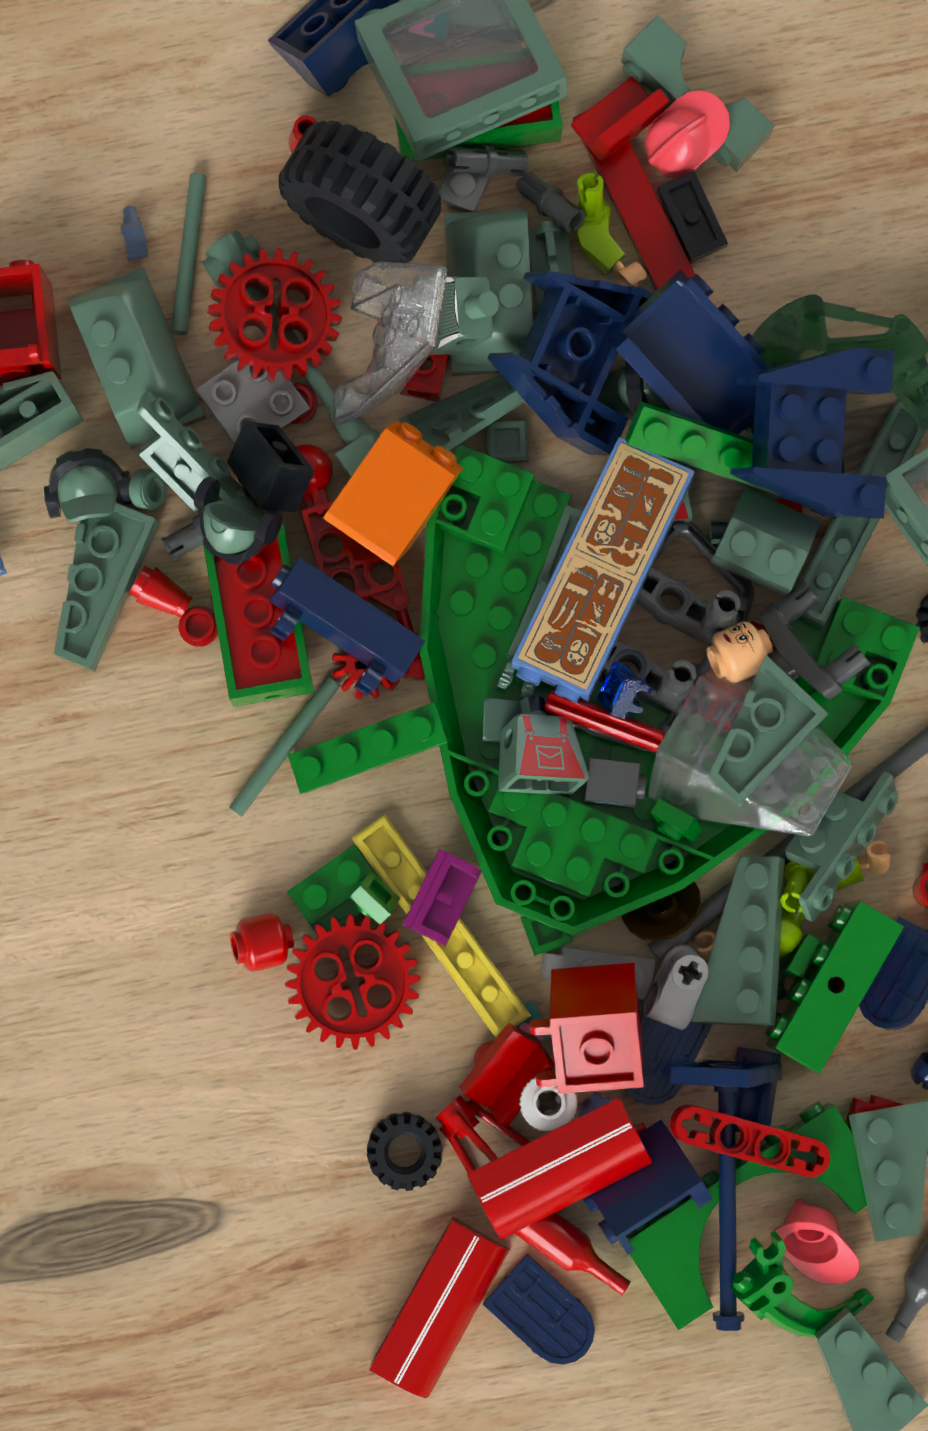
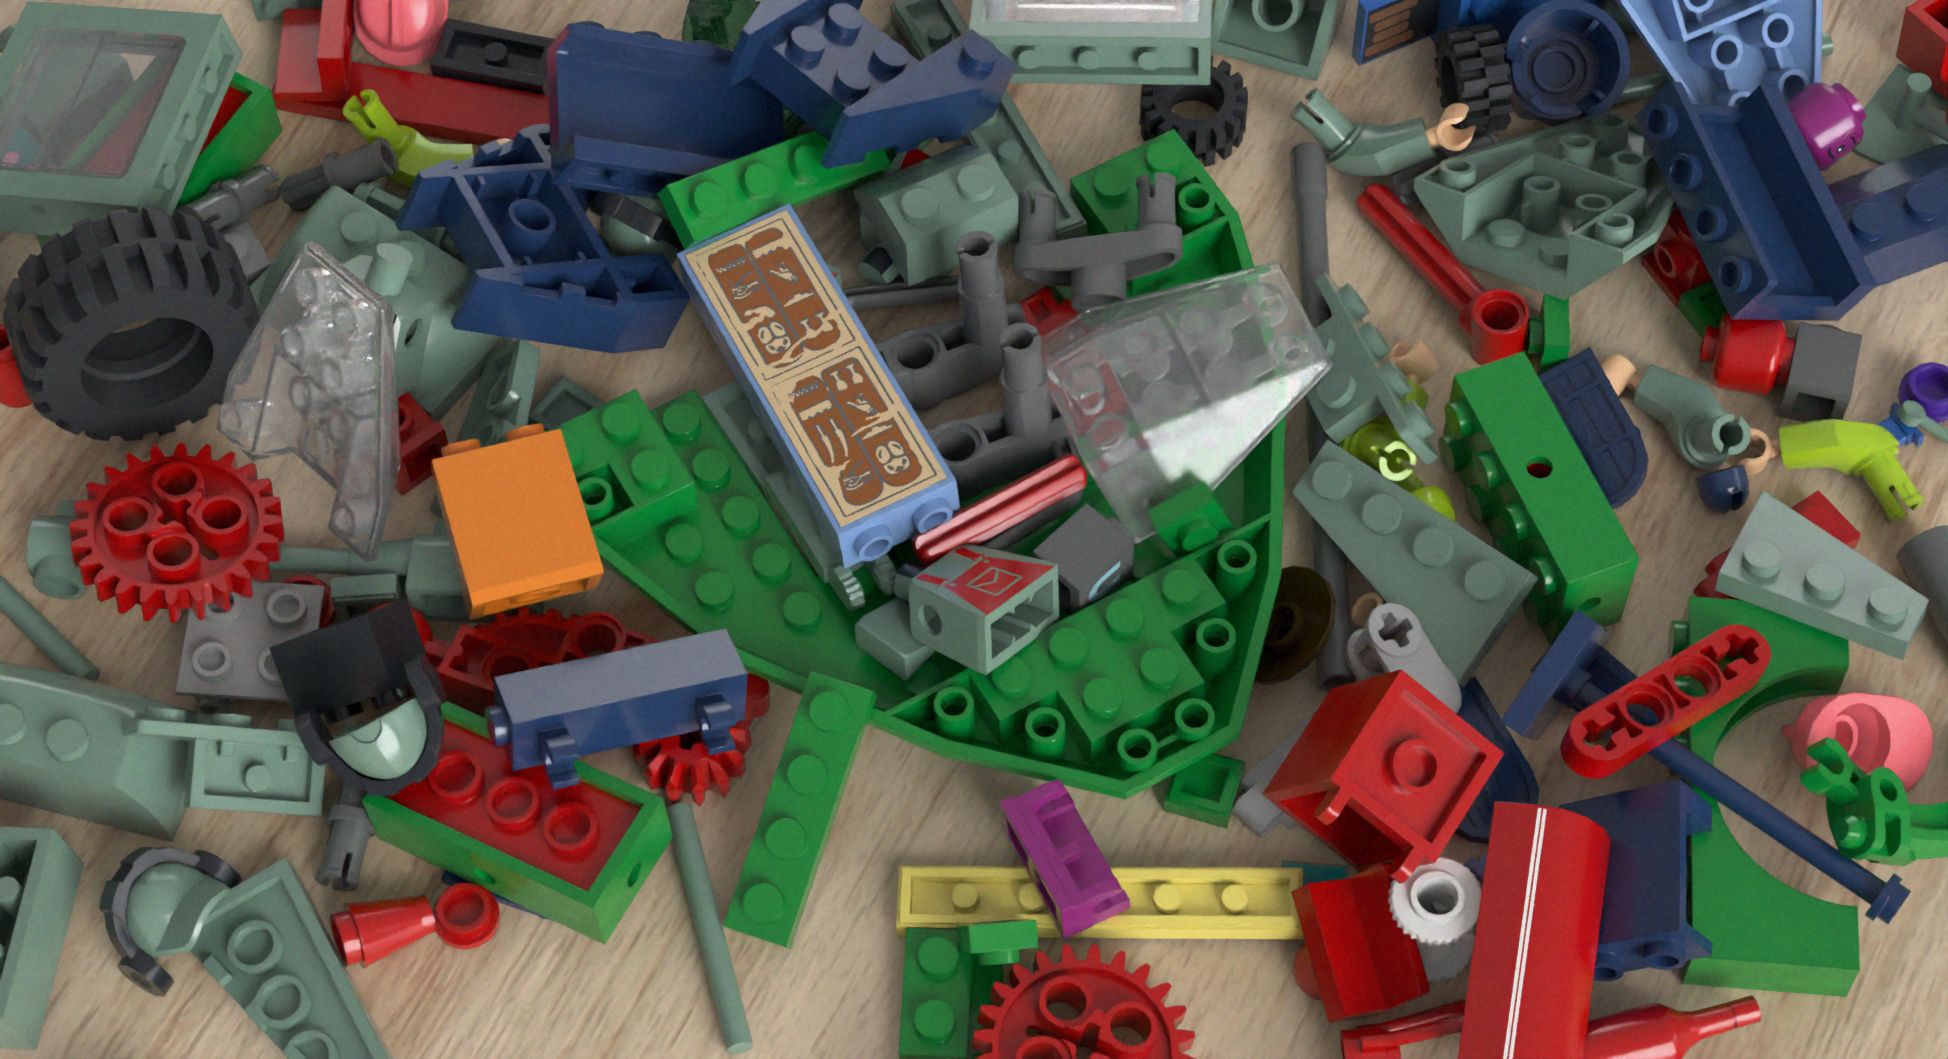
camera: 50 degrees left, 25 degrees down
(147, 489) = (241, 844): sand green tile -> none
(321, 435) = (359, 593): none -> sand green tile
(620, 690) = (979, 458): clear blue tile -> none
(738, 651) = (1047, 295): light nougat head -> none
(765, 732) = (1165, 319): sand green wing -> none
(801, 957) = (1472, 506): green tile -> none

